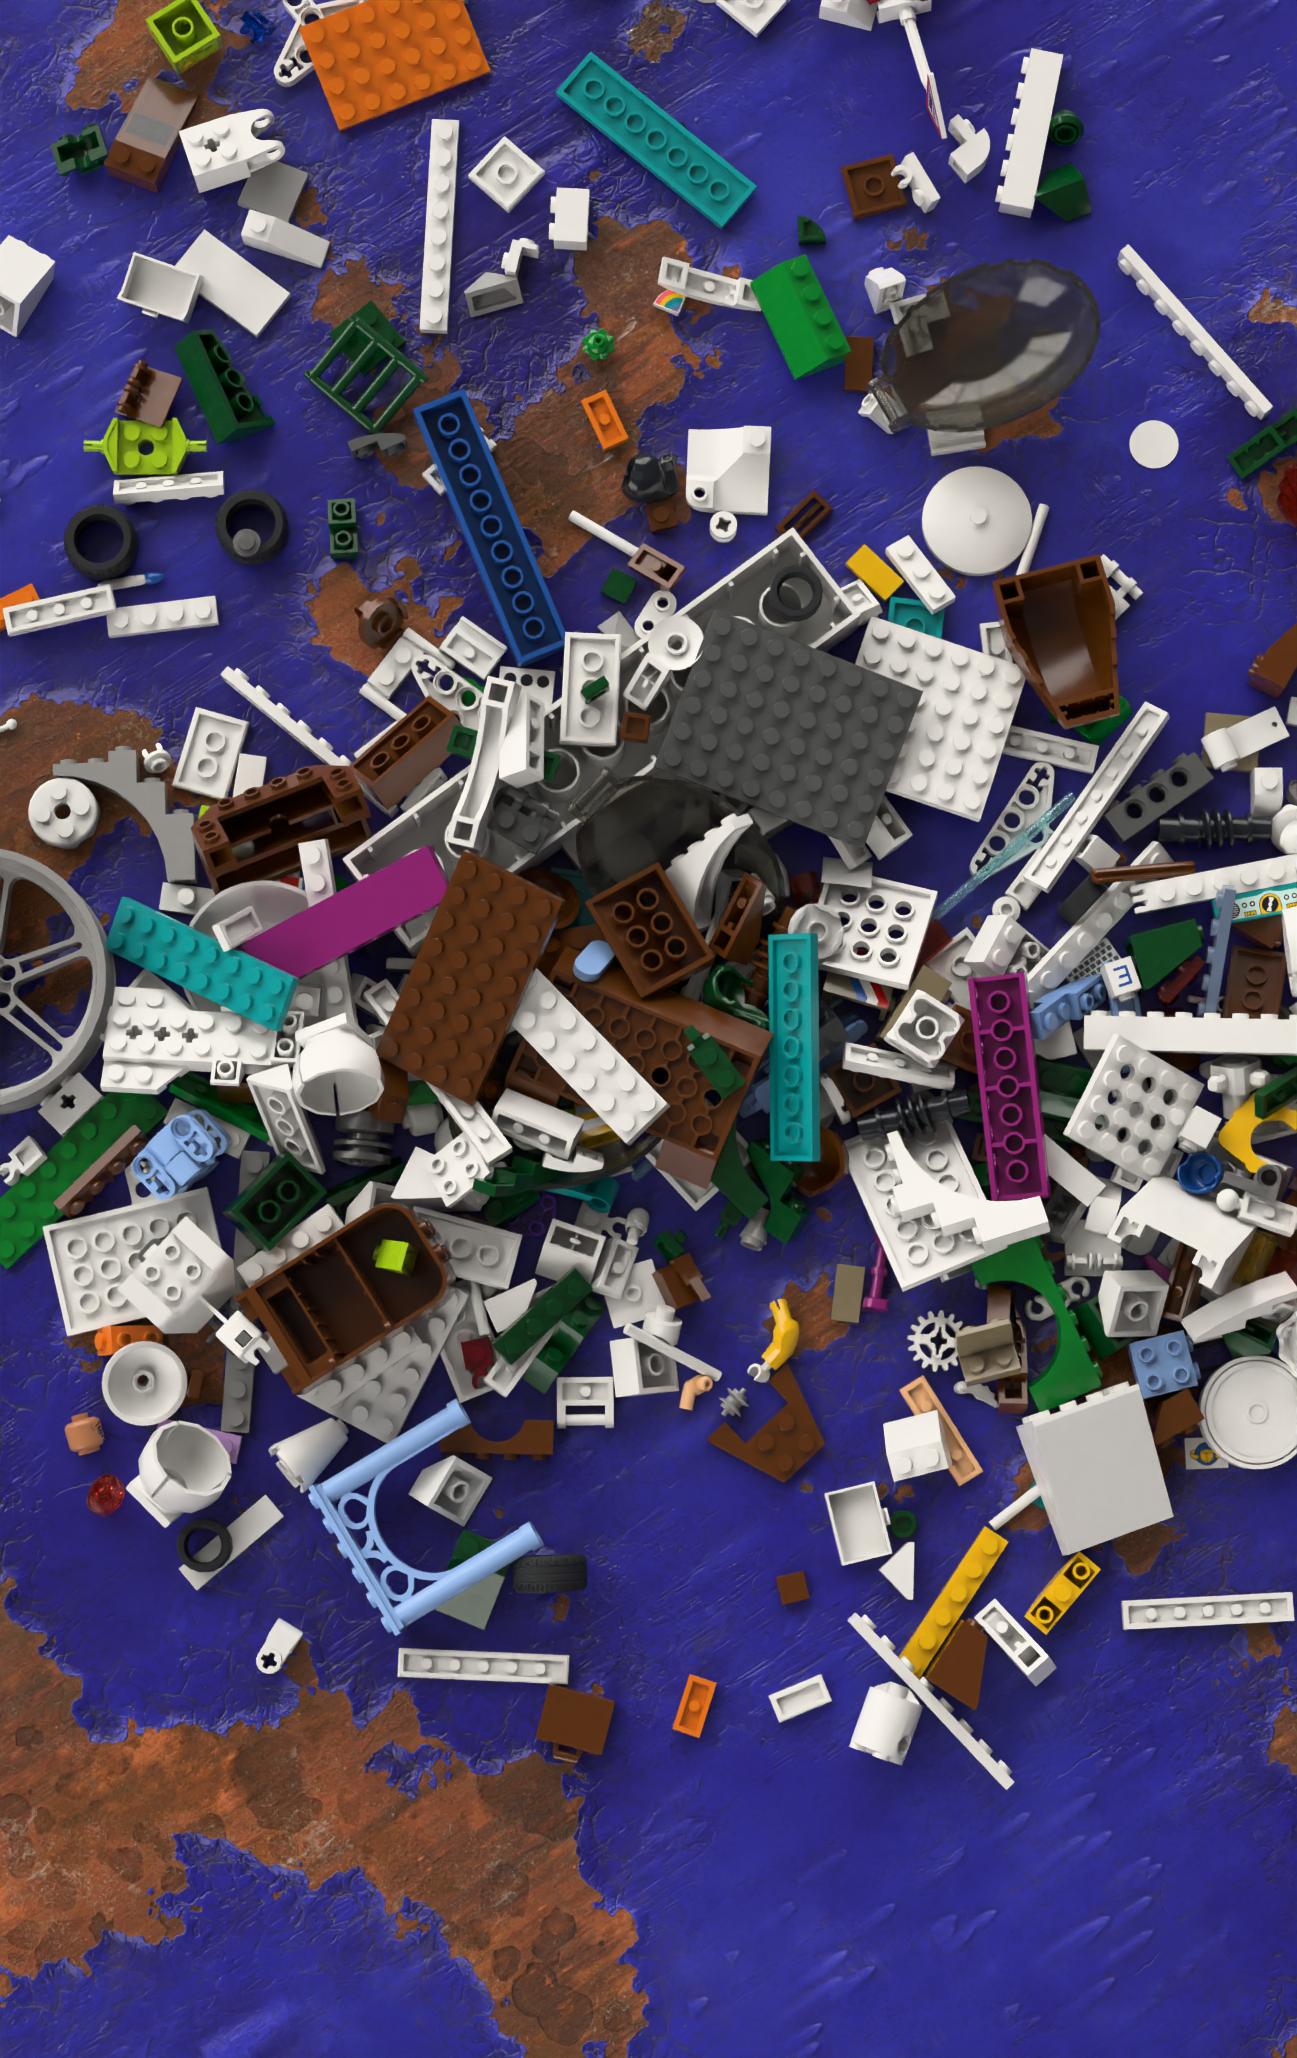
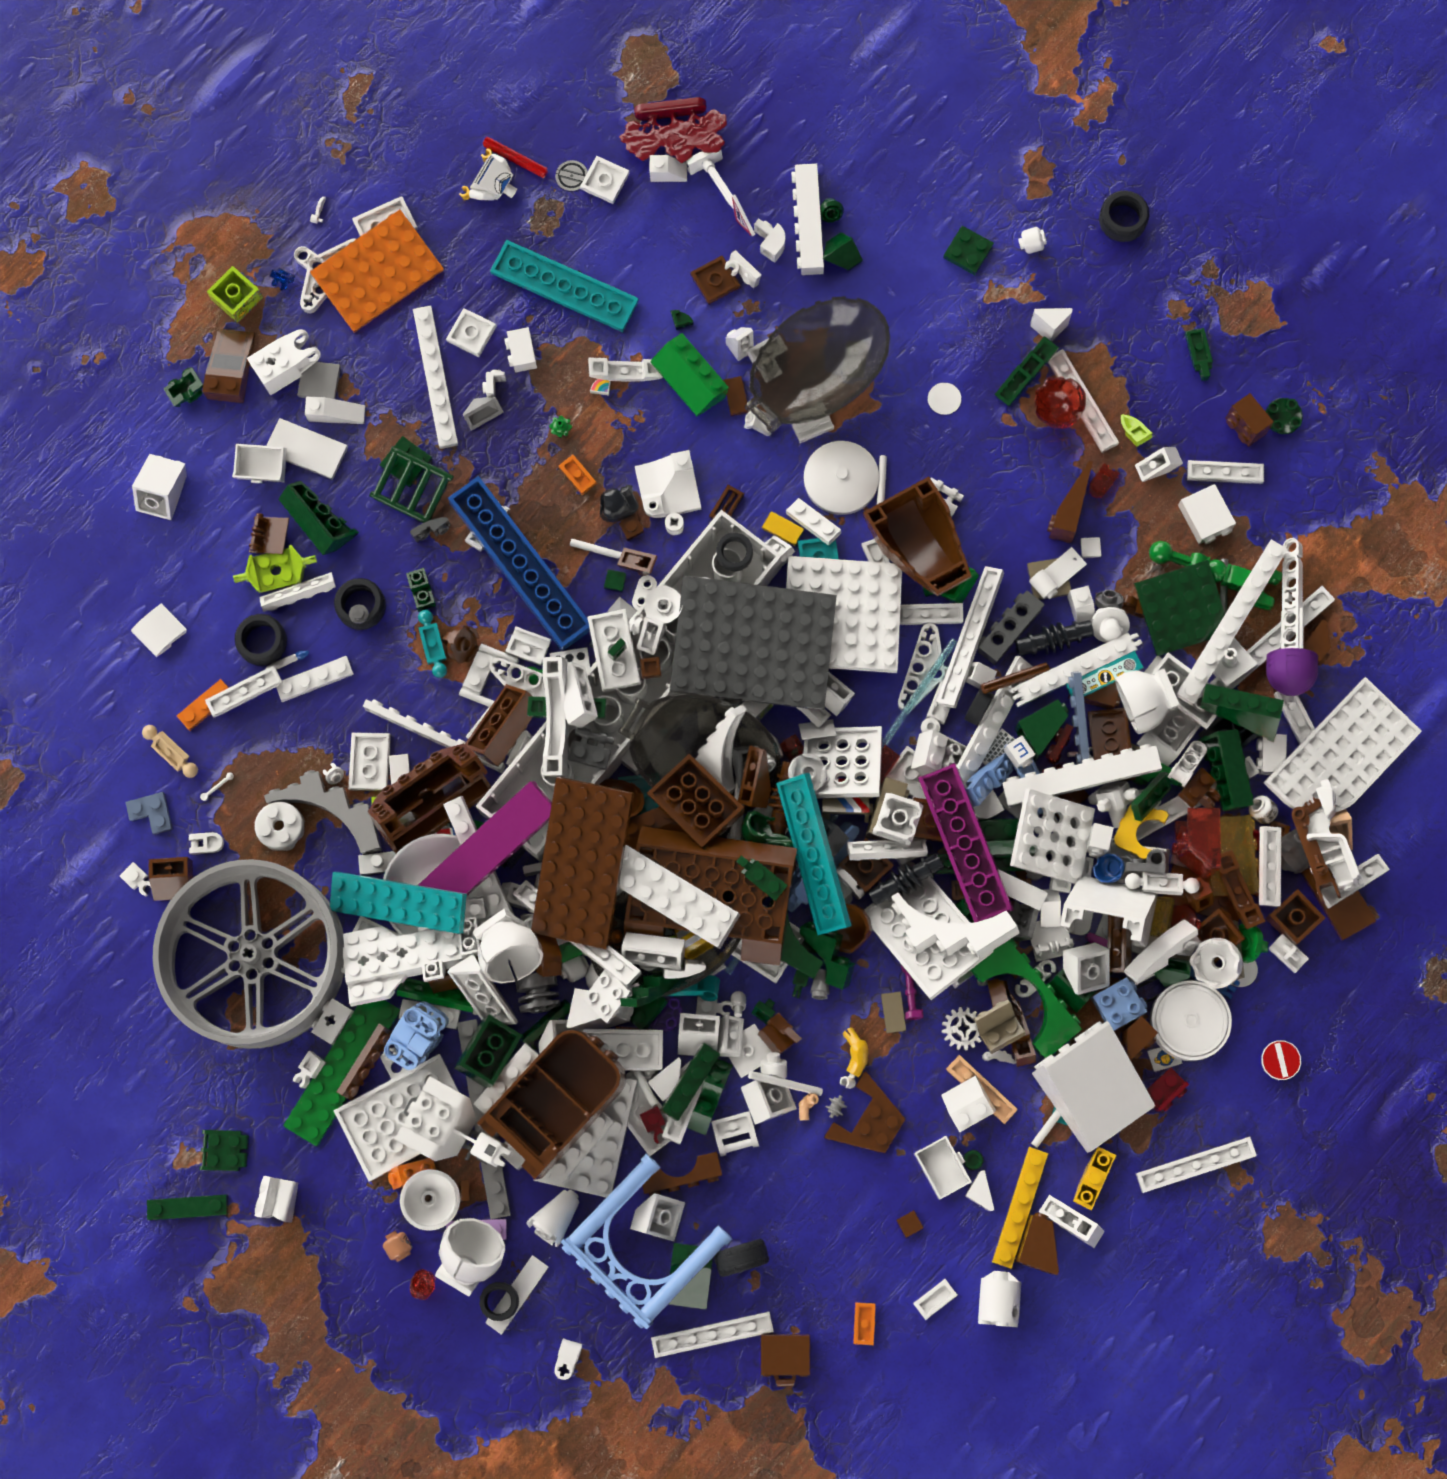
camera: 10 degrees left, 5 degrees down
(237, 928) = (416, 872): white tile -> none
(339, 610) = (432, 643): none -> teal plate
(395, 1257) = (580, 1066): lime slope -> none
(593, 961) = (663, 831): light blue tile -> none
(630, 661) = (636, 624): none -> white plate
(940, 1708) = (1019, 1271): white plate -> none
(1196, 1497) = (1166, 1089): none -> dark red bracket
(1200, 340) = (955, 322): white plate -> none
(1246, 237) = (968, 250): none -> dark green plate

